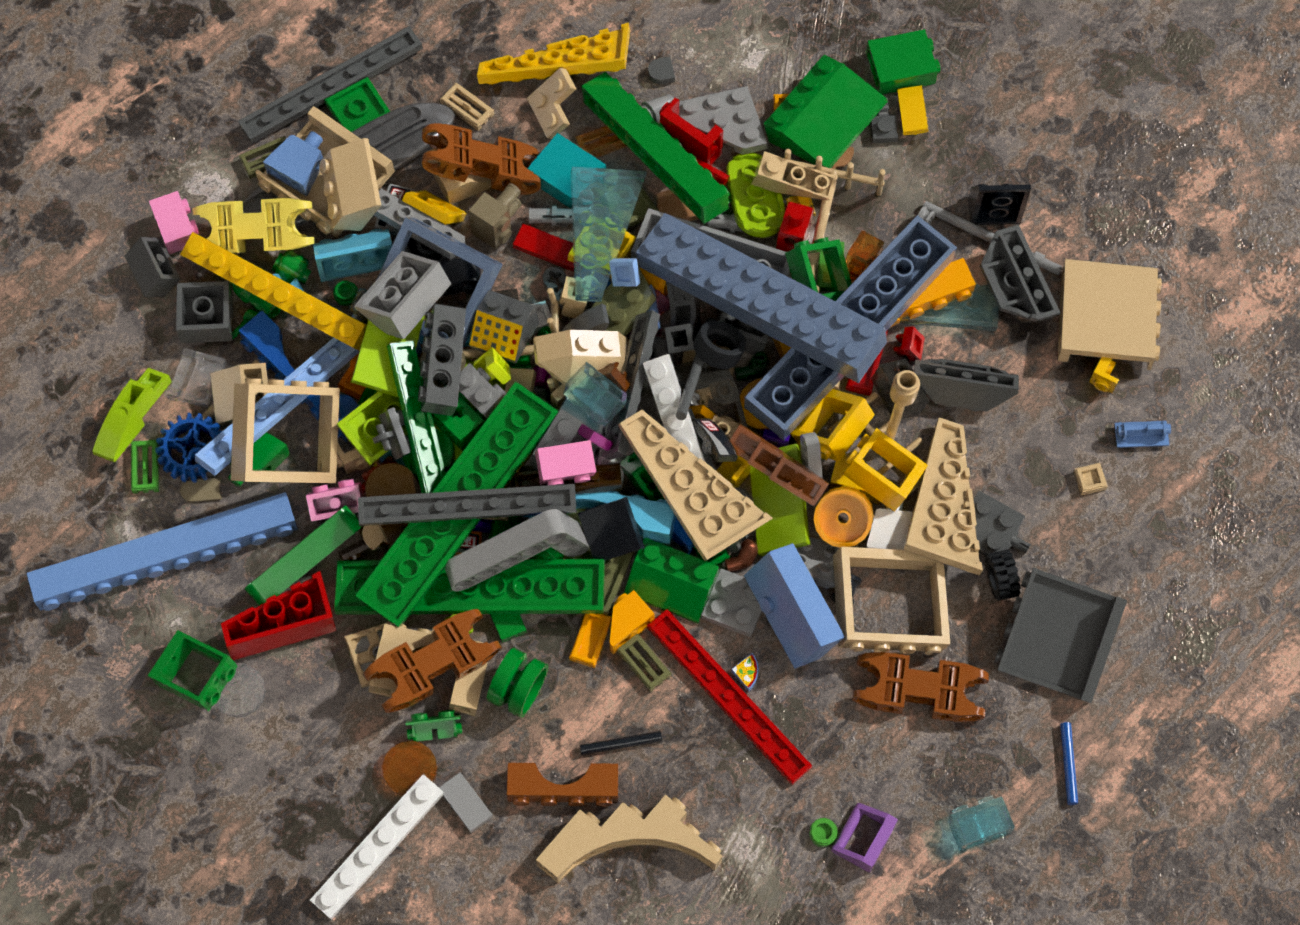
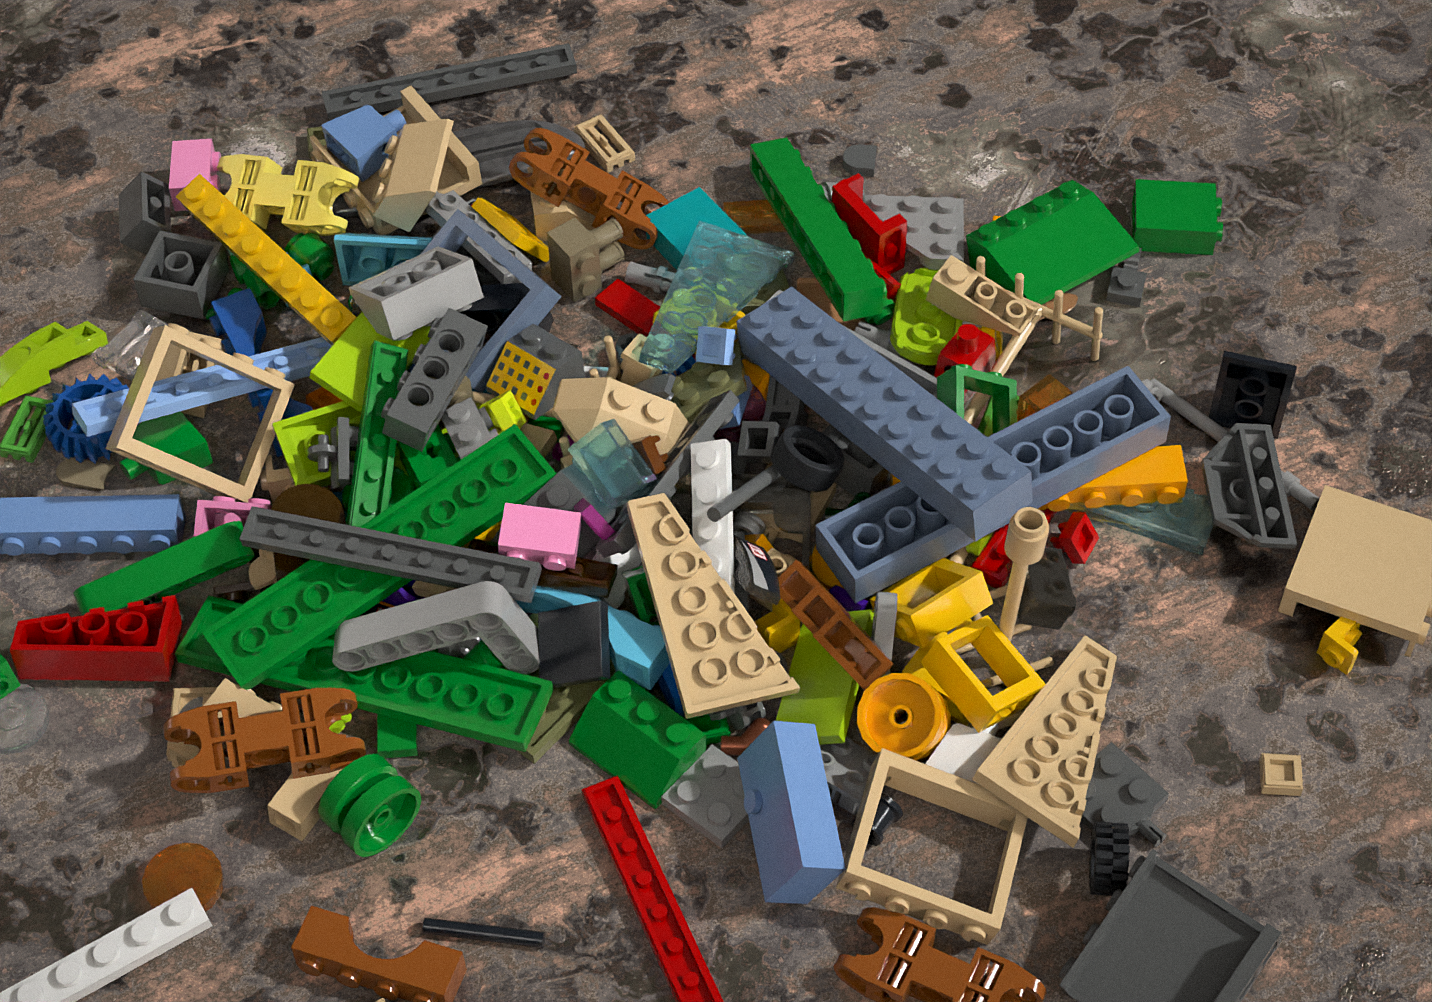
camera: 20 degrees right, 15 degrees down
(356, 105) = (470, 106): green plate -> none
(423, 725) = (255, 836): green hinge -> none
(465, 802) = (237, 948): light grey tile -> none
(547, 99) = (702, 154): tan plate -> none
(577, 55) = (738, 116): yellow wing -> none
(590, 639) = (499, 786): light orange tile -> none
(628, 618) = (555, 775): light orange slope -> none
(658, 680) = (569, 864): olive tile -> none
(747, 672) = (697, 889): tile -> none
(912, 110) = (1170, 273): yellow slope -> none
(965, 384) = (1131, 604): dark grey wedge -> none
(1142, 434) = (1375, 735): medium blue hinge -> none

